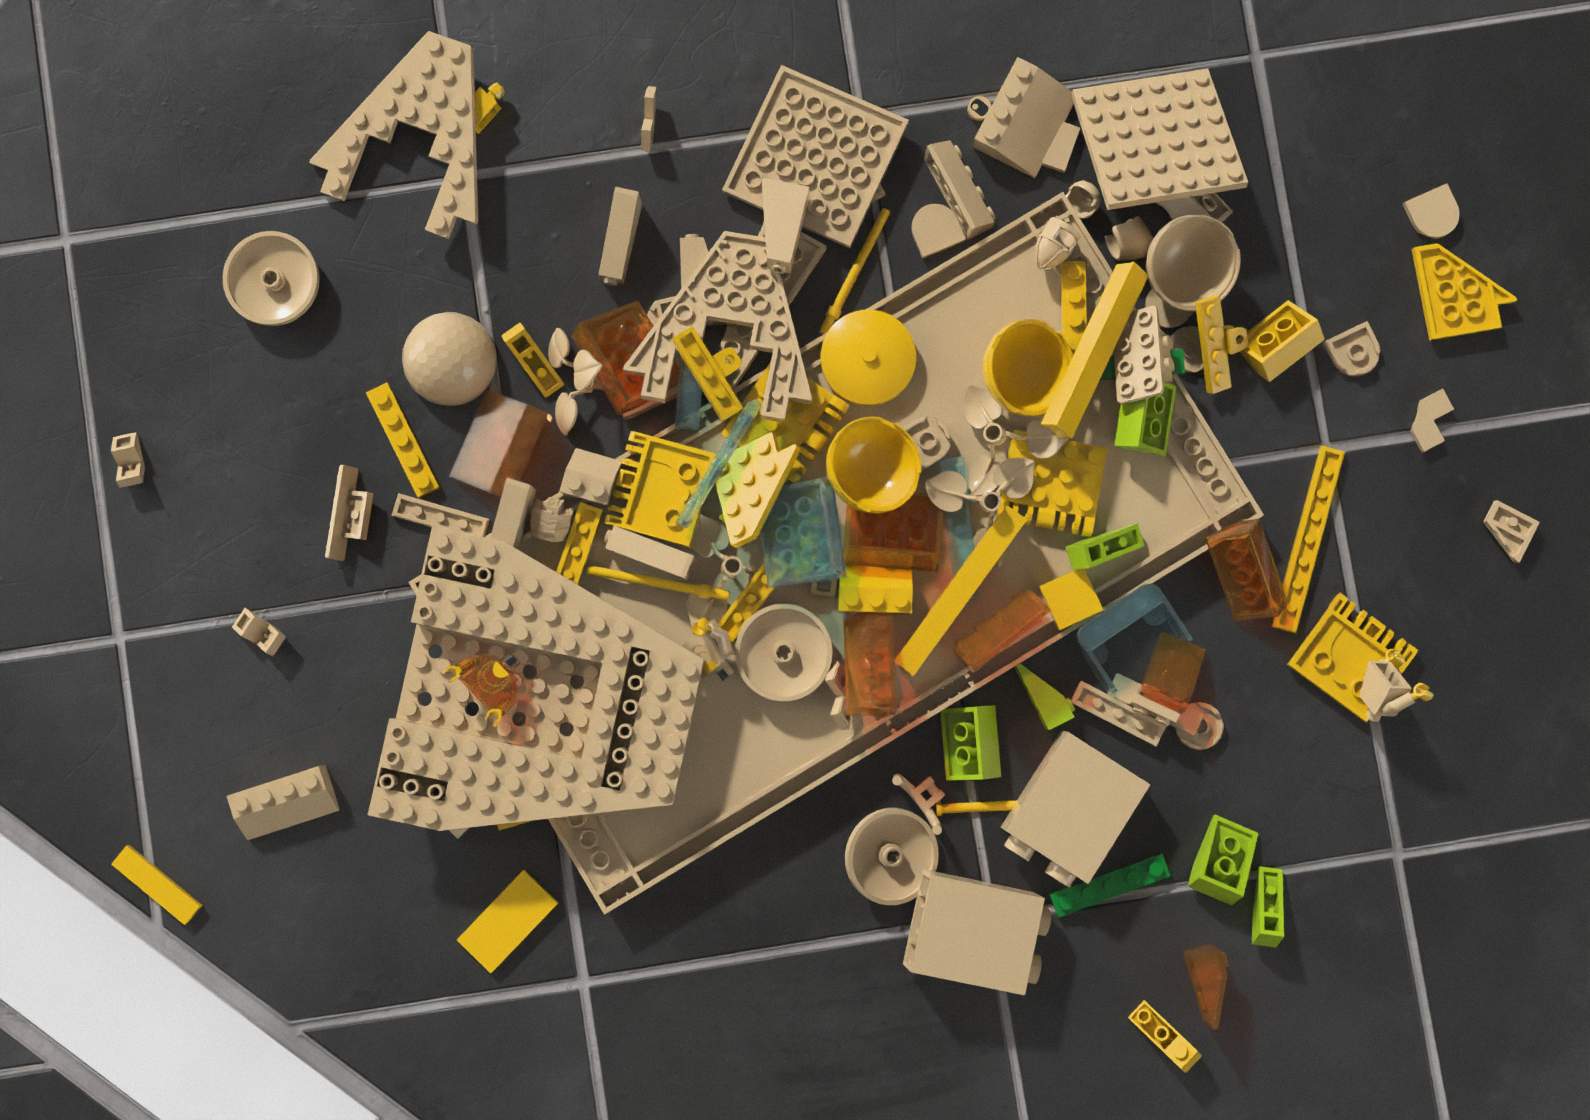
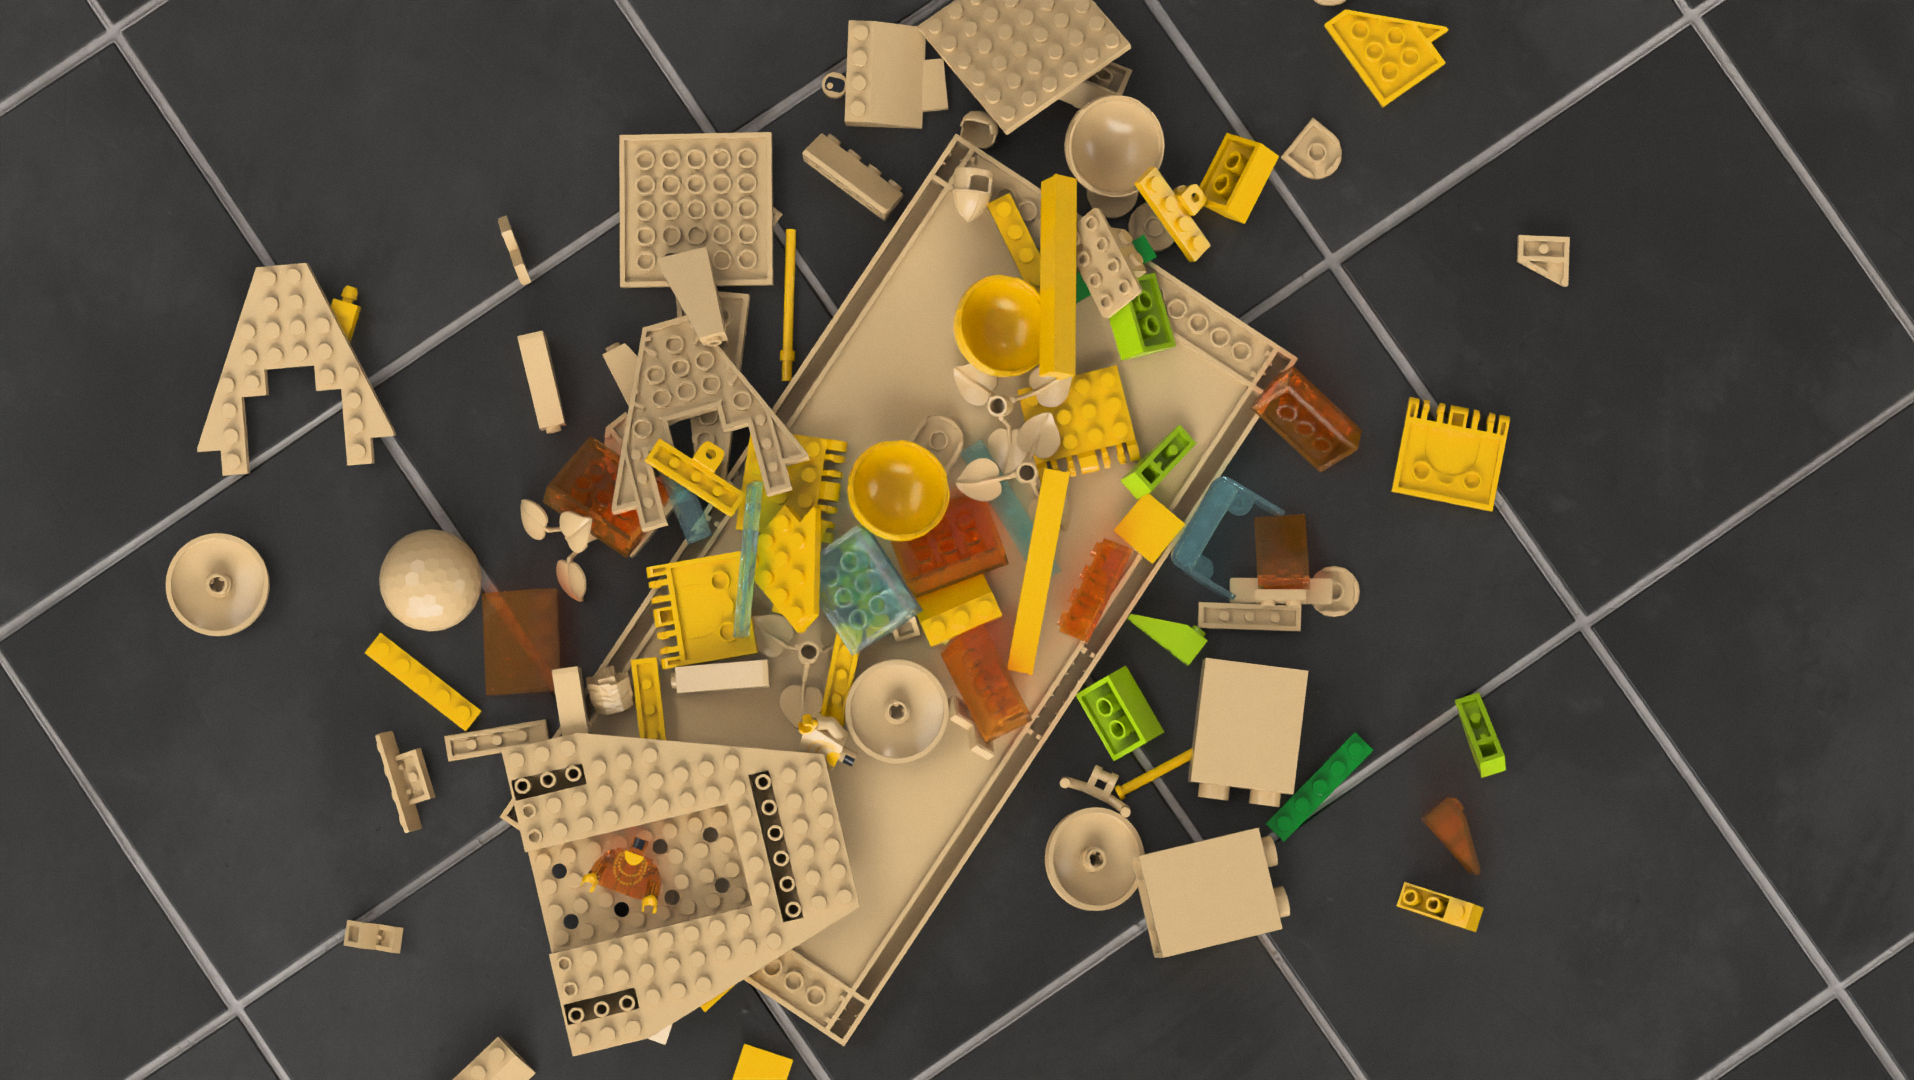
camera: 30 degrees left, 0 degrees up
(129, 459) = (161, 829): tan slope -> none
(532, 360) = (513, 542): yellow slope -> none
(590, 477) = (629, 631): tan slope -> none
(704, 591) = (791, 688): yellow bar -> none
(868, 357) = (843, 386): yellow dish -> none
(936, 229) = (848, 226): tan tile -> none
(1129, 240) = (1043, 148): tan piece -> none
(1223, 860) = (1417, 710): lime slope -> none
(1309, 537) = (1355, 357): yellow tile -> none
(1386, 690) = (1492, 471): tan torso -> none
(1424, 428) = (1417, 196): tan tile -> none

